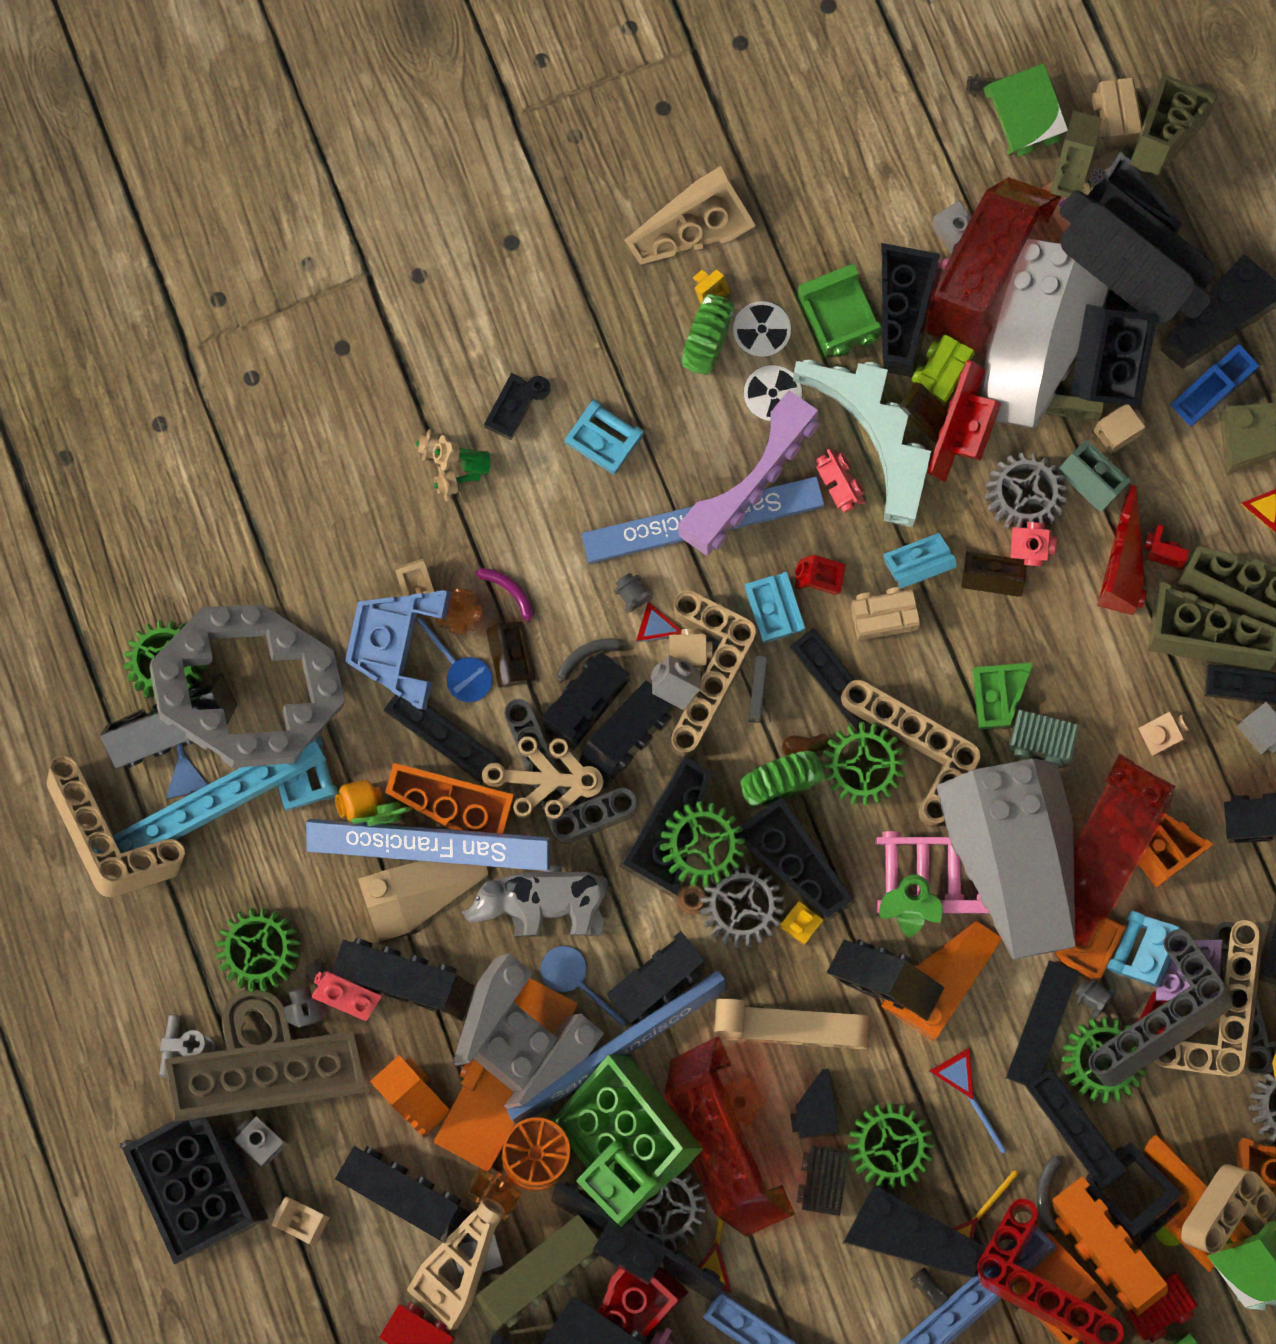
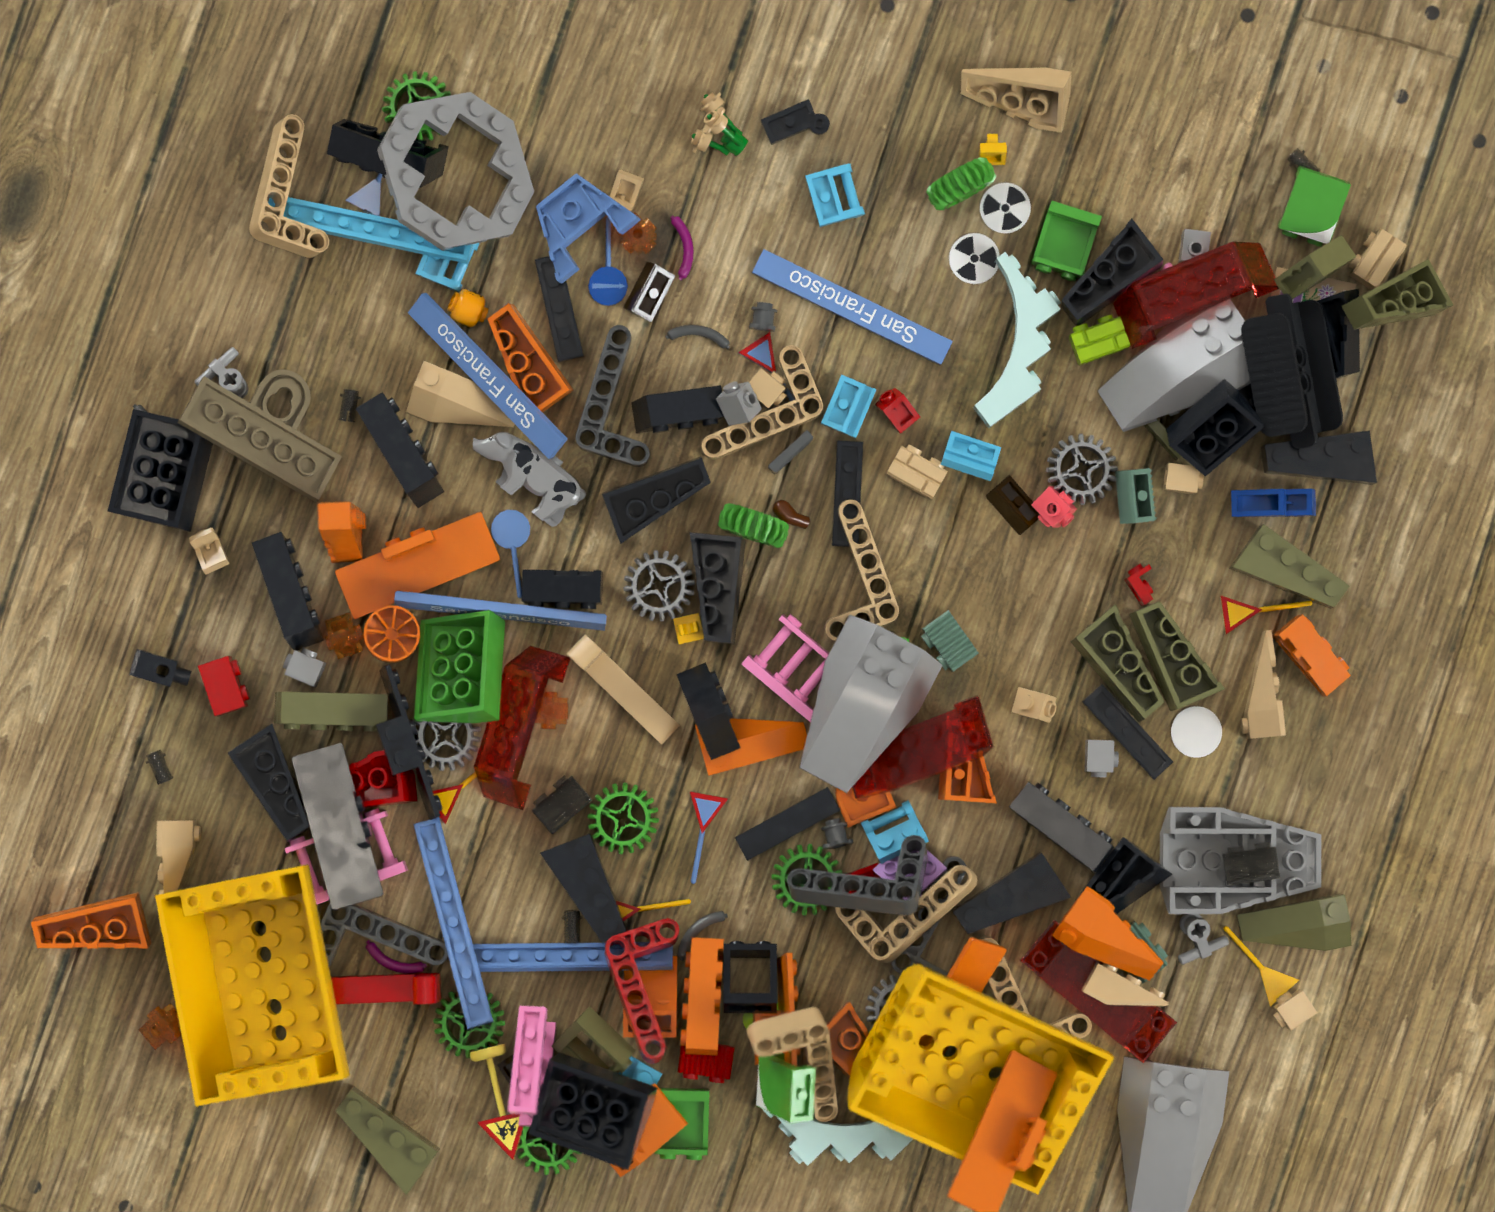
camera: 35 degrees right, 10 degrees up
(251, 962) = (334, 348): bright green gear -> none
(259, 1140) = (224, 477): light grey brick -> none
(294, 1013) = (329, 421): dark grey piece -> none
(345, 995) = (354, 429): coral hinge -> none
(386, 814) = (478, 332): bright green plate -> none
(437, 1293) = (258, 669): tan plate -> none
(513, 1042) = (434, 551): light grey wedge -> none
(548, 779) = (601, 398): tan plant -> none
(585, 699) = (671, 364): black wedge -> none
(611, 1191) = (417, 700): bright green plate -> none
(682, 896) = (628, 546): medium nougat plate -> none
(697, 830) = (656, 547): bright green gear -> none
(712, 518) = (854, 313): lavender arch -> none
(816, 1110) = (594, 755): black slope -> none
(836, 469) = (970, 345): coral hinge -> none
(890, 762) = (826, 565): bright green gear -> none
(909, 909) = (763, 680): bright green plate -> none
(924, 410) = (1062, 360): dark brown tile -> none
(966, 424) = (1080, 390): red bracket -> none
(998, 693) = (947, 587): bright green wing -> none
(1076, 1129) = (748, 907): black tile -> none
(1125, 570) = (1099, 577): red wedge -> none

